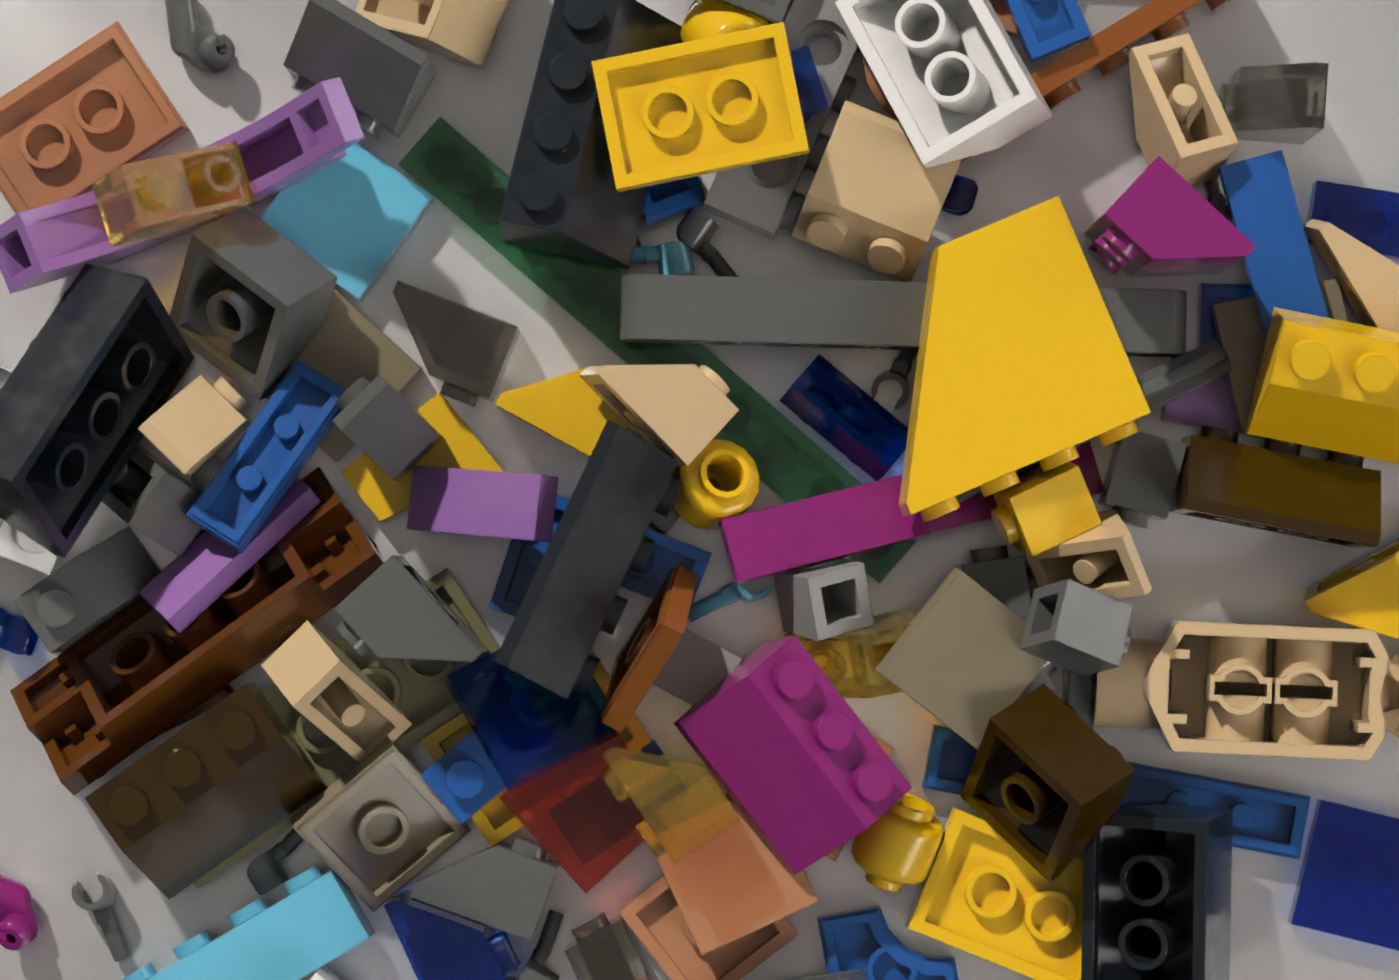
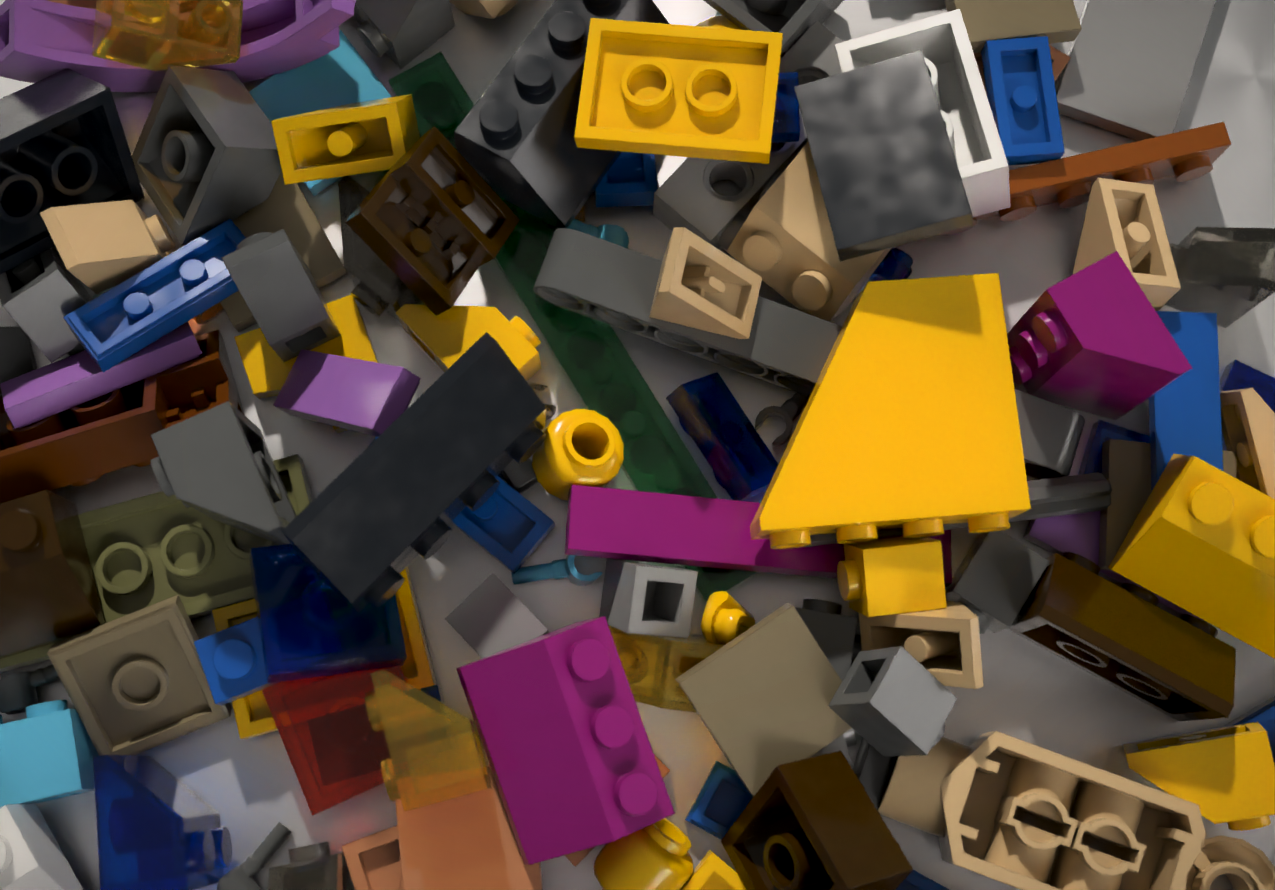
camera: 15 degrees right, 10 degrees down
(334, 692) = (138, 533): tan slope -> none
(392, 247) = (345, 139): none -> yellow slope
(495, 887) = (230, 782): dark grey slope -> none
(505, 306) = (433, 221): none -> dark brown slope
(648, 647) = (456, 587): dark orange tile -> none
(667, 404) = (554, 352): tan slope -> none
(696, 231) = (642, 225): dark grey hand -> none
(788, 297) = (704, 288): none -> tan slope
(903, 595) = (724, 618): none -> yellow arm
(915, 119) = (883, 156): none -> black tile

